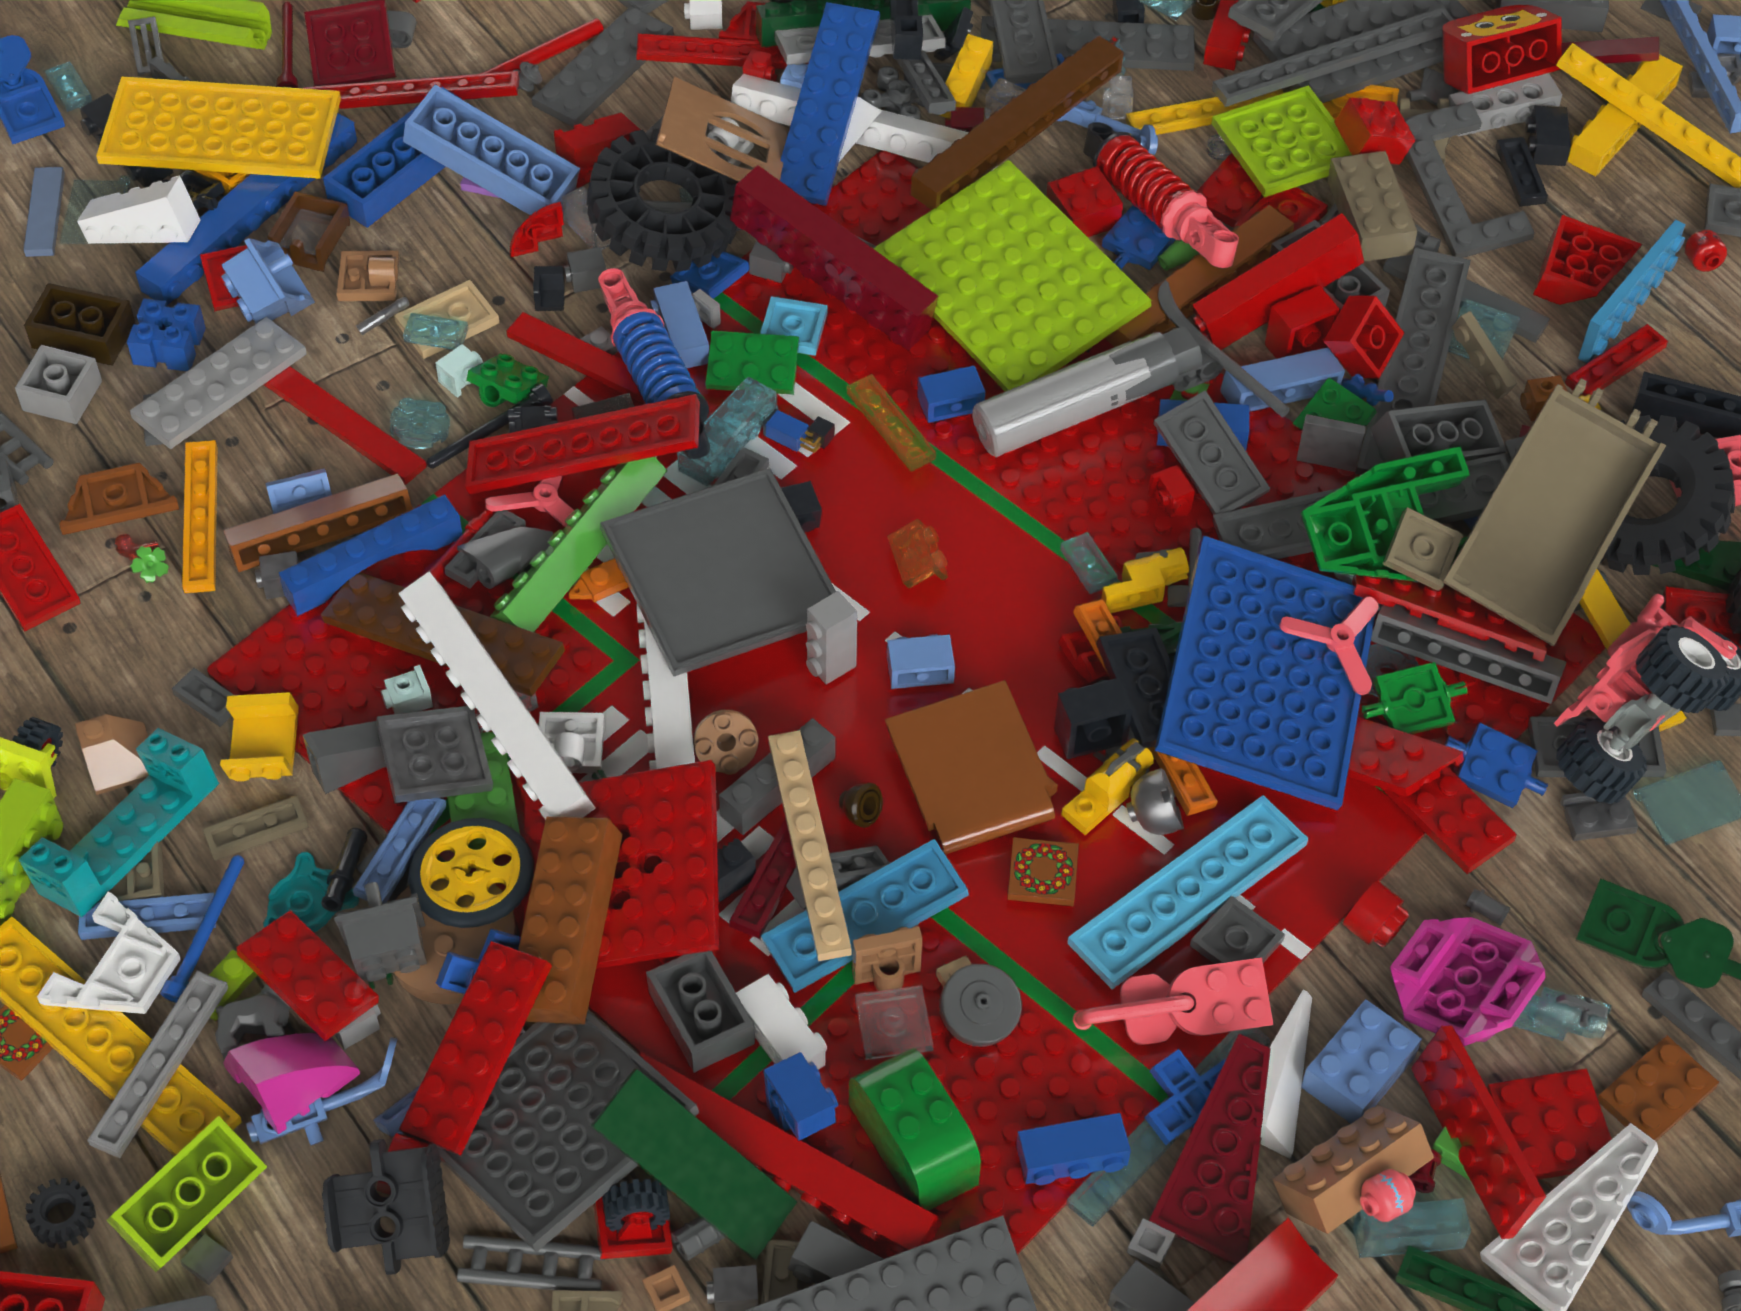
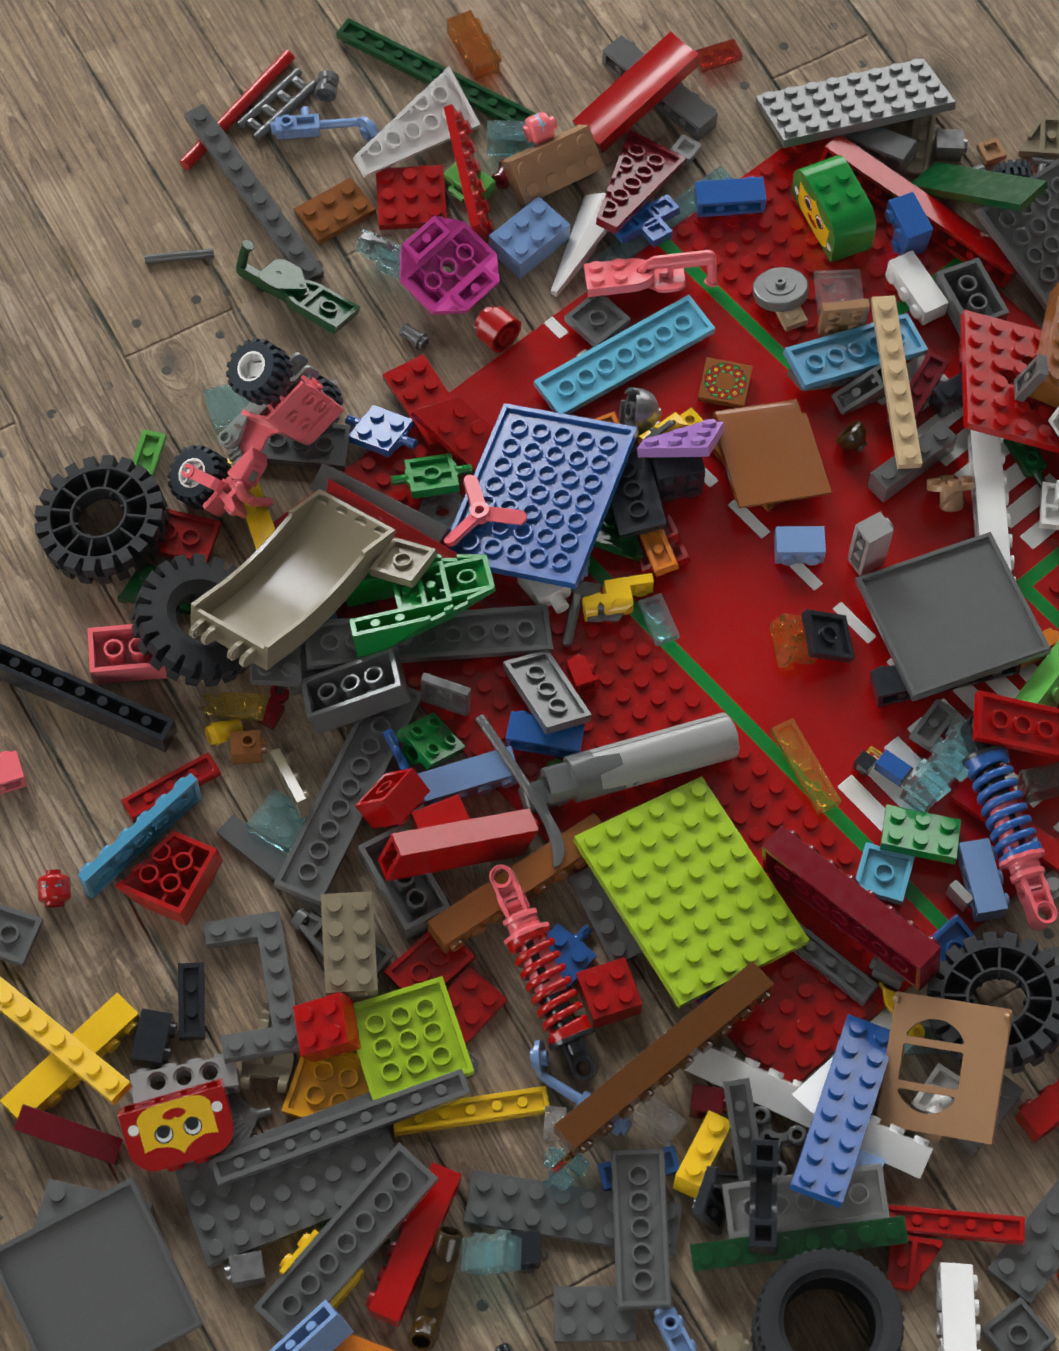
camera: 175 degrees left, 10 degrees up
(623, 821) = (1031, 377): none -> dark grey plate
(760, 65) = (903, 1189): red brick -> none
(876, 552) = (827, 636): none -> black plate
(950, 393) = (753, 787): blue brick -> none
(1090, 729) = (689, 441): none -> medium lavender plate

